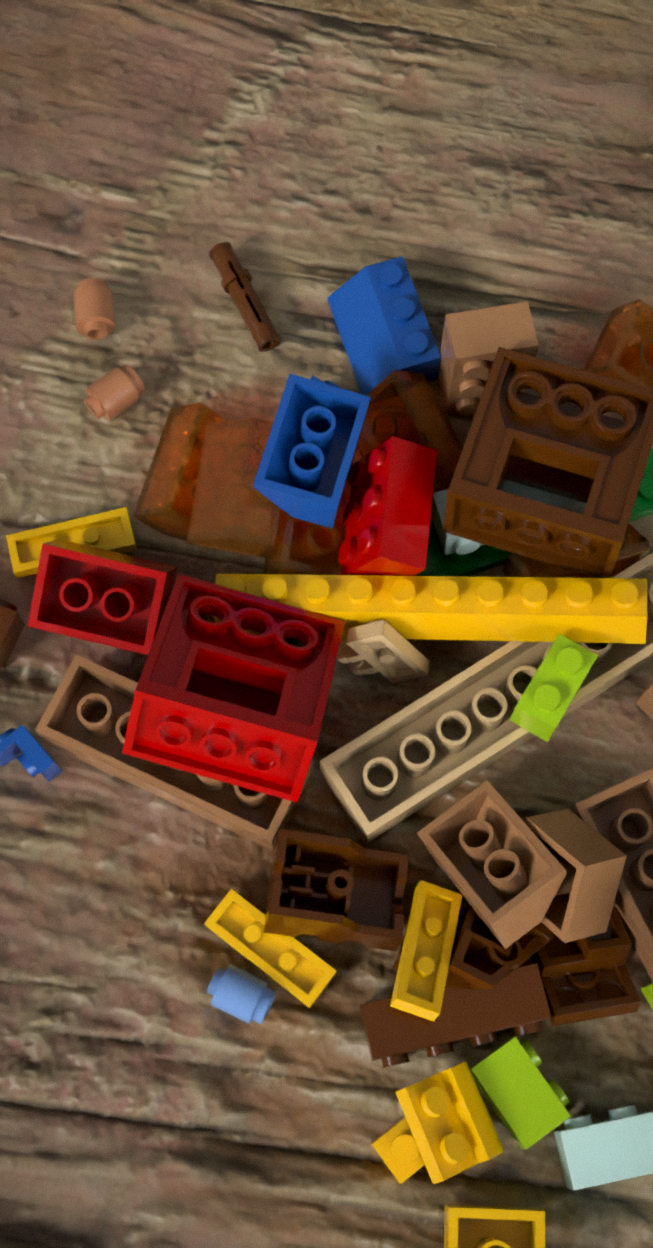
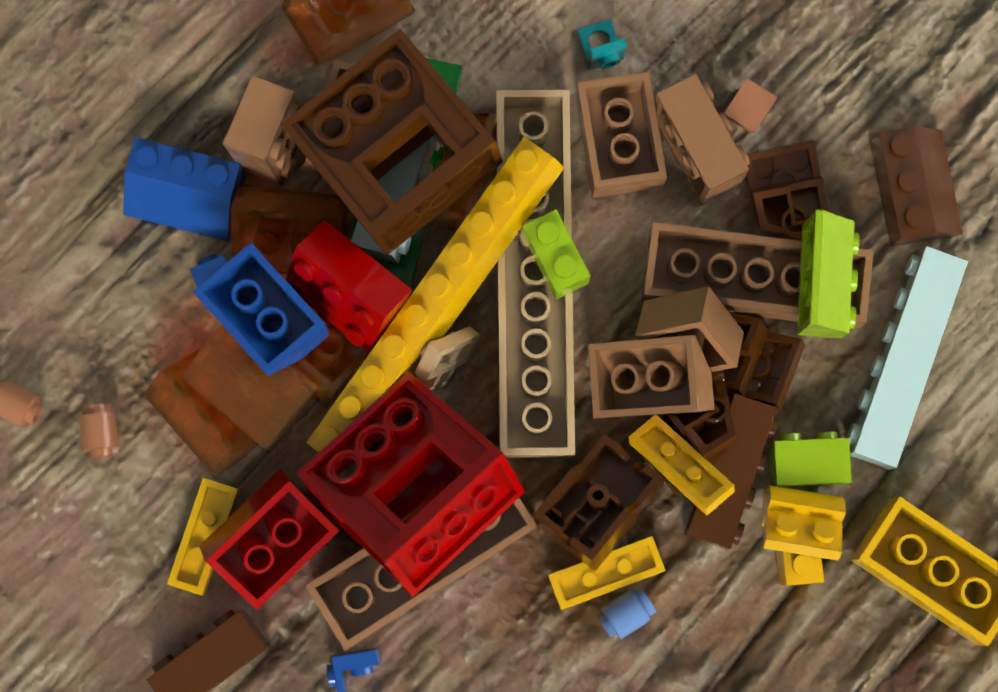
camera: 55 degrees left, 10 degrees up
(238, 284) = (65, 277): reddish brown pin -> none

